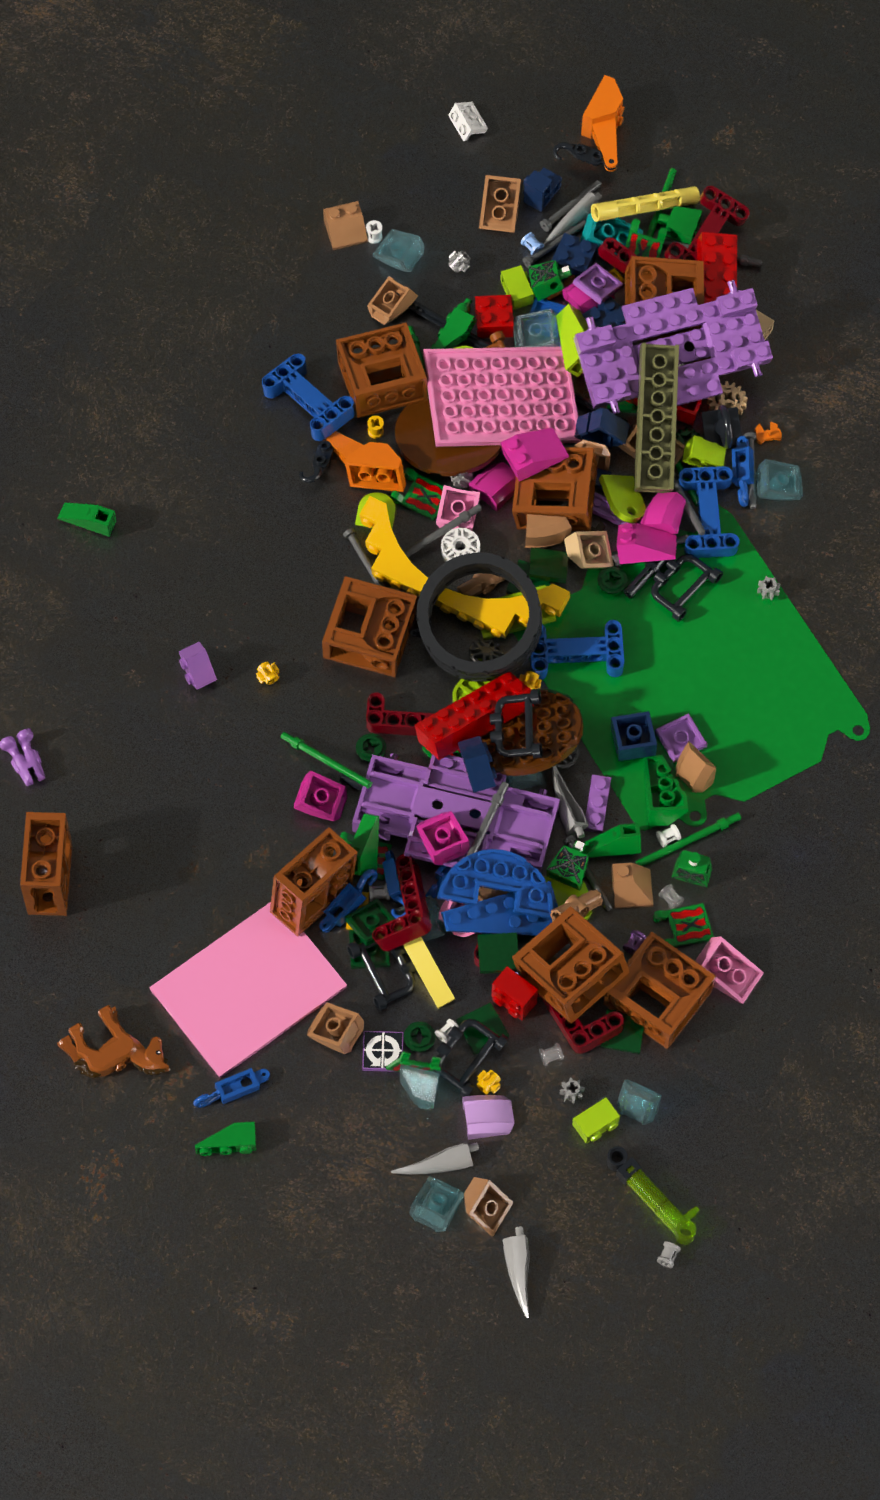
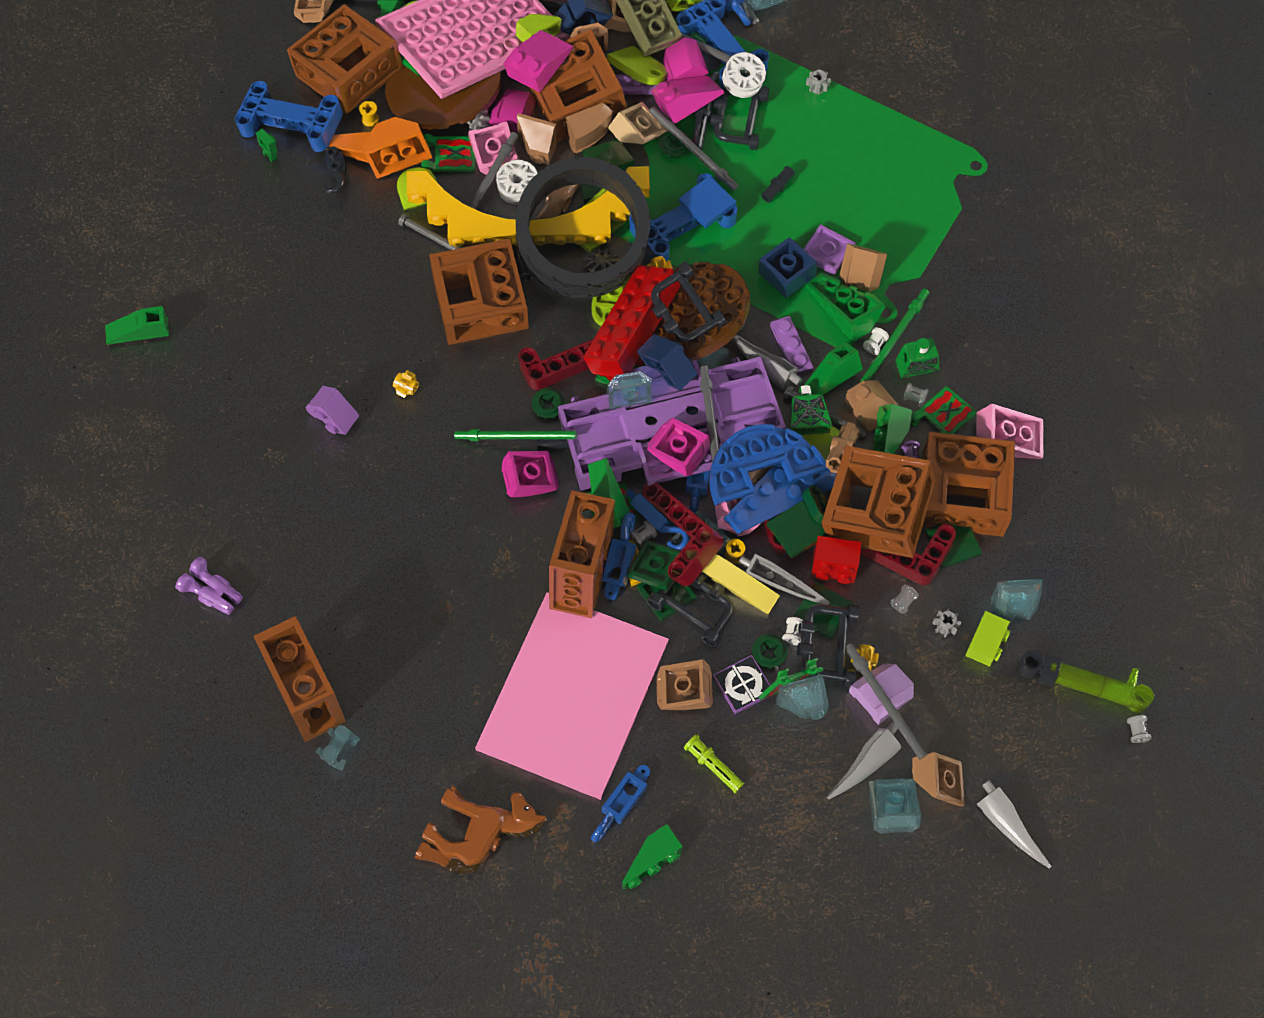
camera: 30 degrees left, 0 degrees up
(53, 924) = (333, 749): none -> clear light blue piece
(277, 412) = (268, 143): none -> green plate
(319, 1090) = (703, 755): none -> lime pin
(430, 771) = (629, 390): none -> clear light blue slope
(445, 941) = (732, 546): none -> yellow bush
(458, 981) = (777, 577): none -> light grey piece
(478, 1086) = (862, 665): none -> dark grey bar
(499, 520) = (537, 138): none -> slope
(522, 936) = (815, 502): none -> dark green beam
(550, 418) = (533, 23): none -> lime slope
(601, 646) = (707, 202): none -> blue tile
(630, 914) = (891, 427): none -> green slope
(633, 627) = (721, 173): none -> dark grey bar
(675, 660) = (777, 184): none -> black pin
(697, 561) = (744, 64): none -> white wheel

